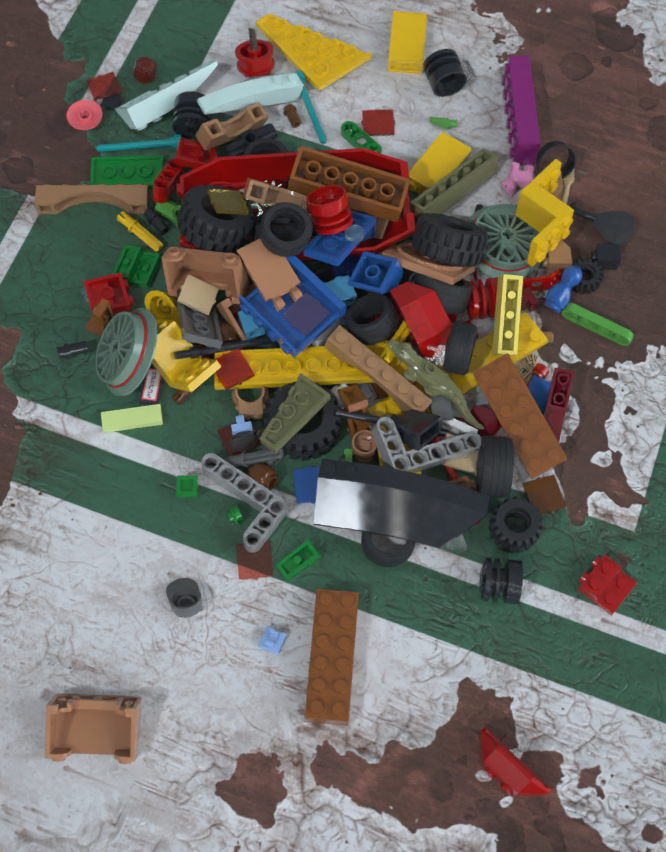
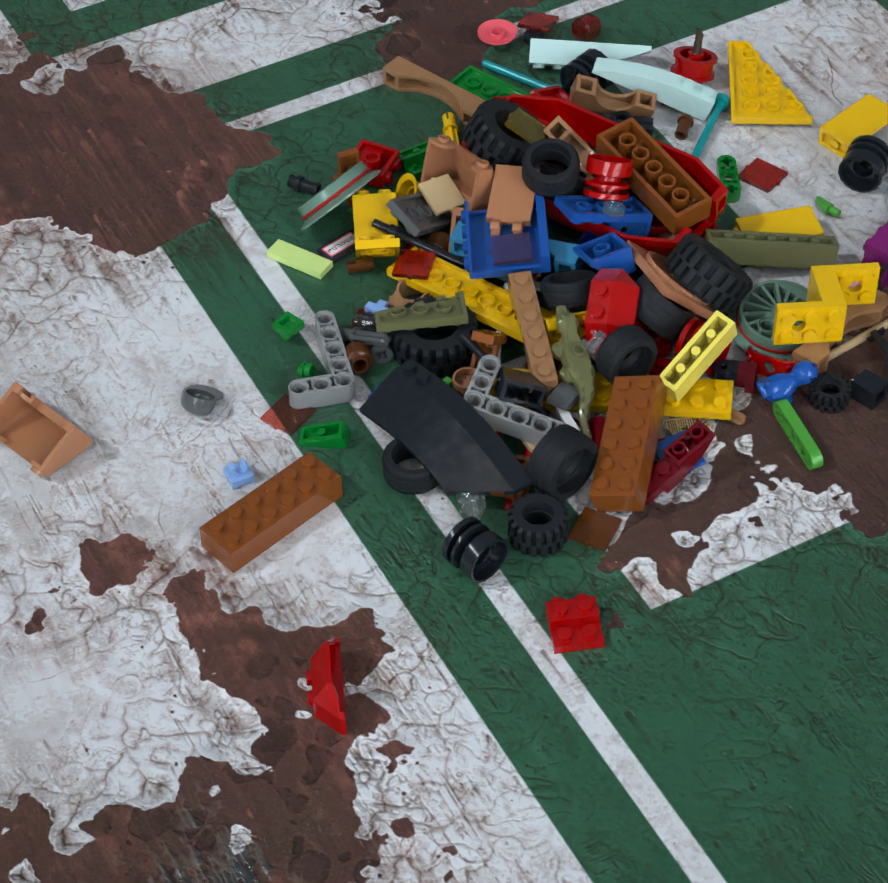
camera: 45 degrees right, 20 degrees down
(367, 392) = (515, 354): clear tile -> none

